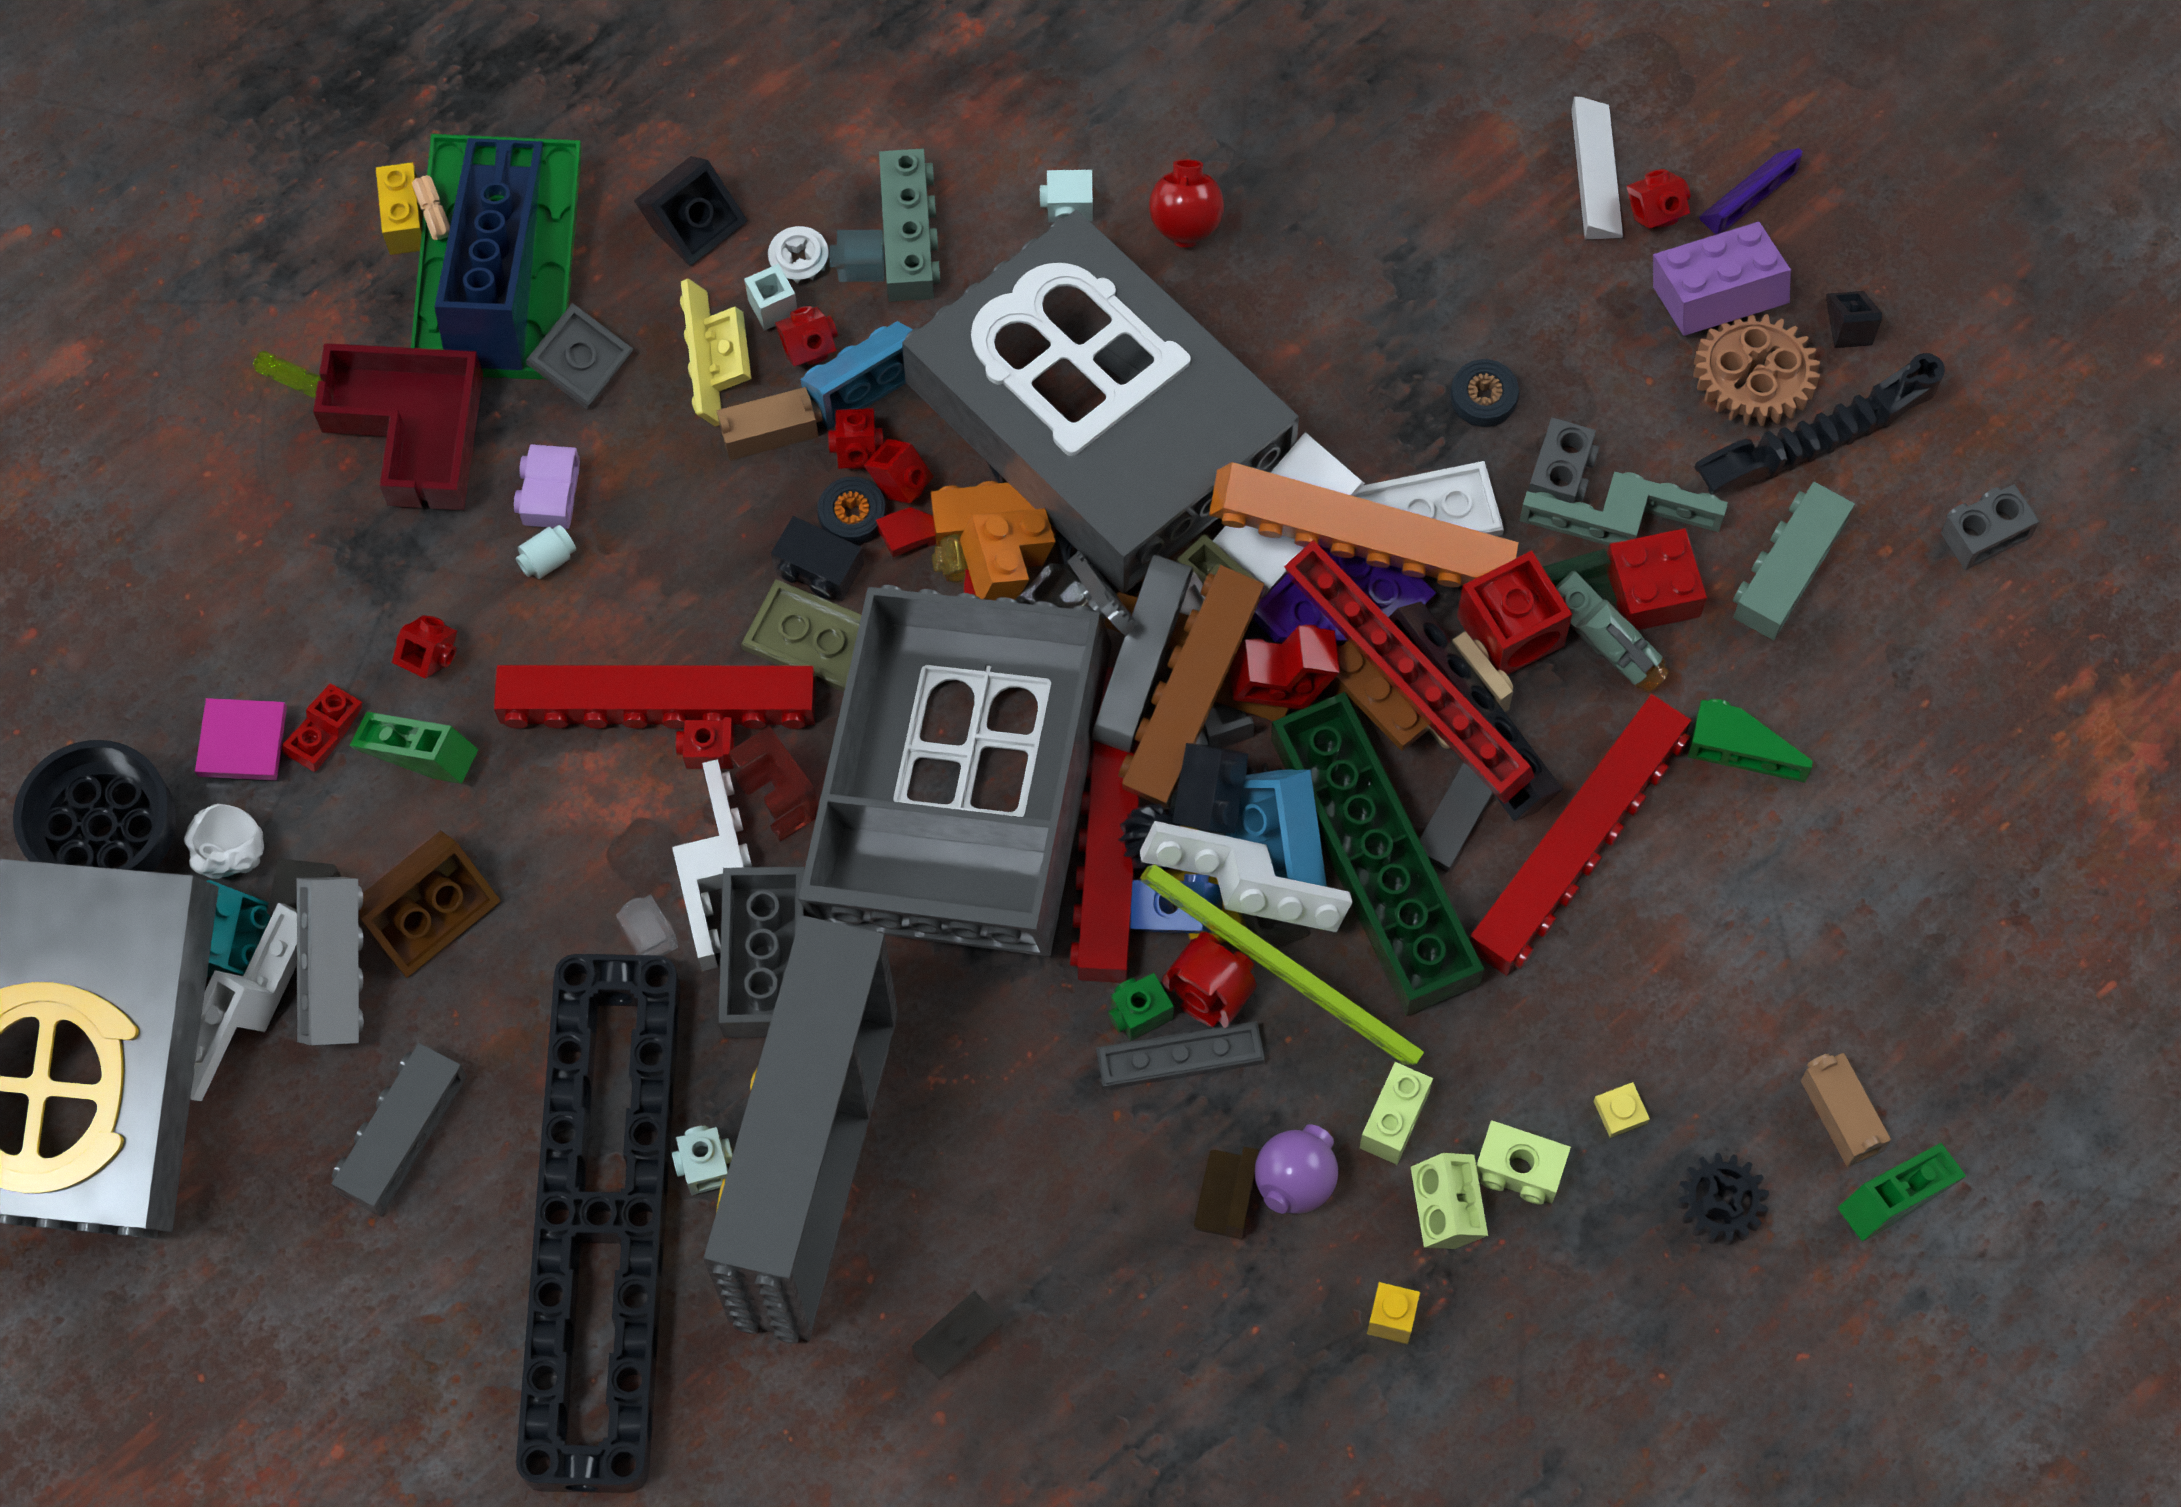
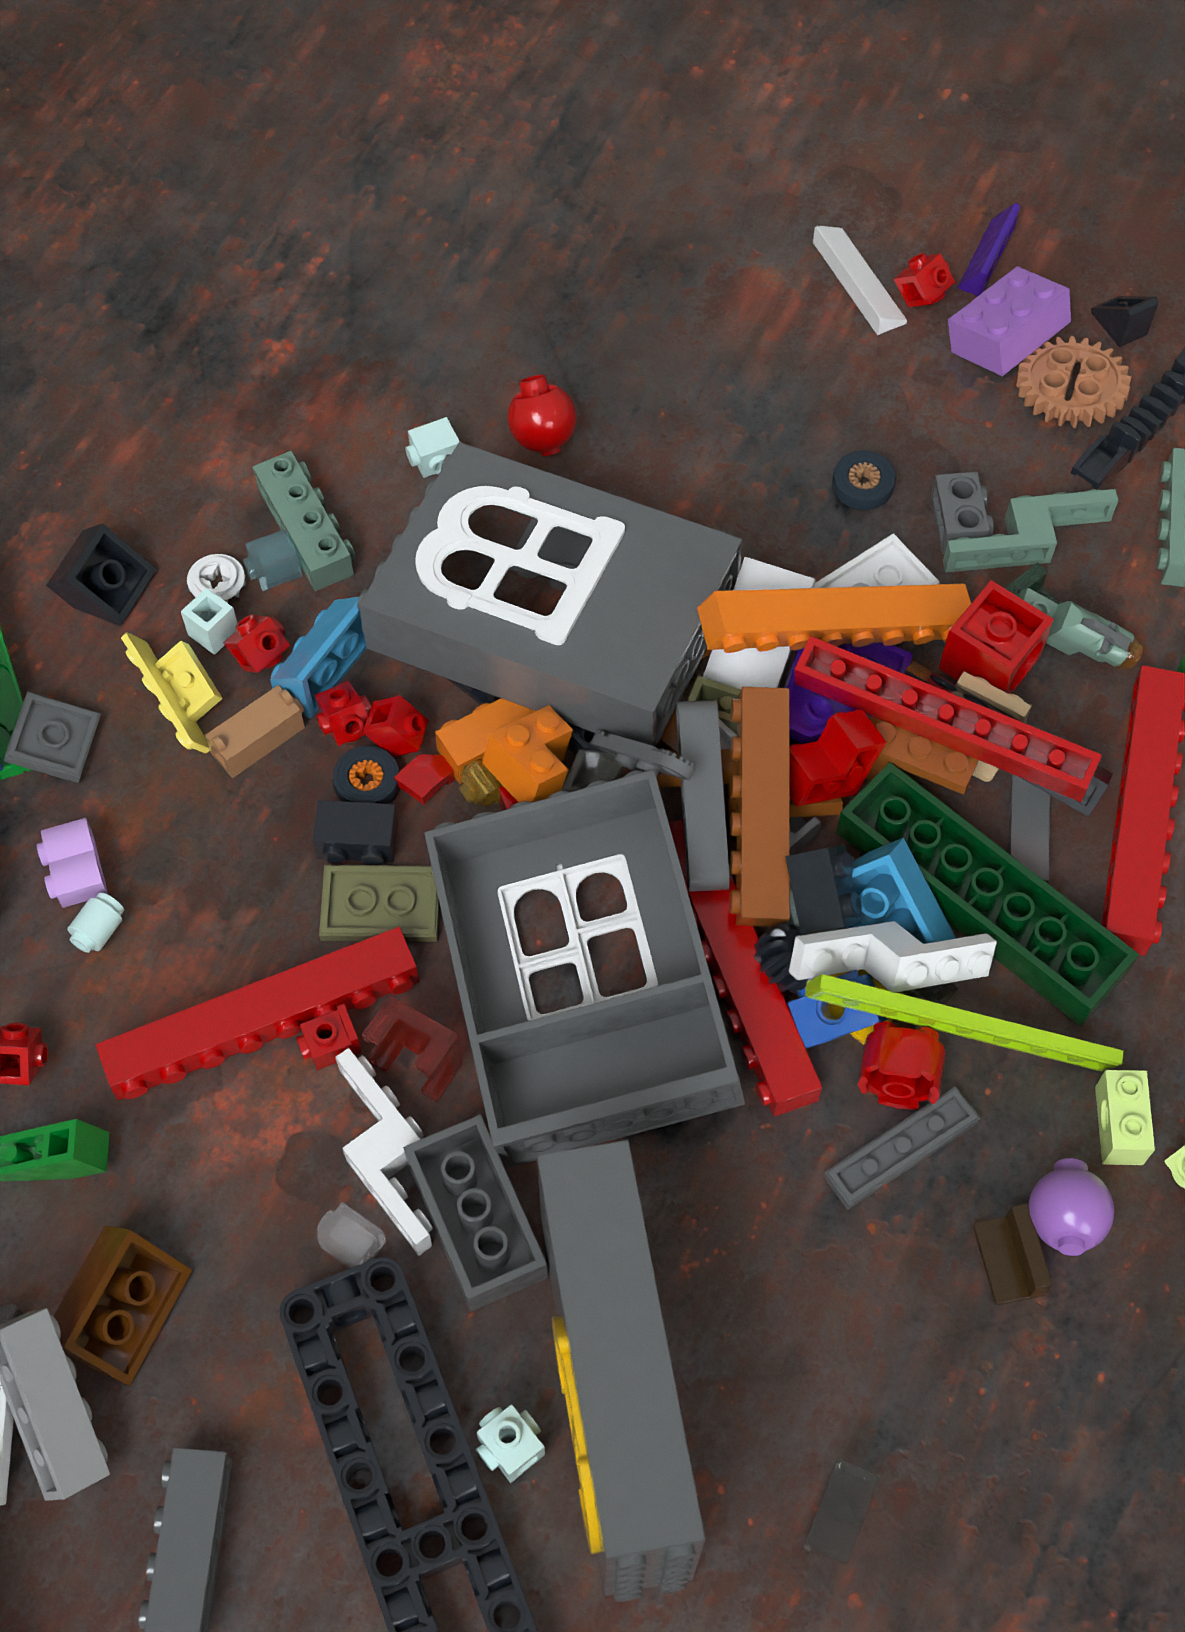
camera: 25 degrees left, 5 degrees down
(1140, 1006) = (846, 1116): green brick -> none
(1656, 579) = (1091, 571): red brick -> none

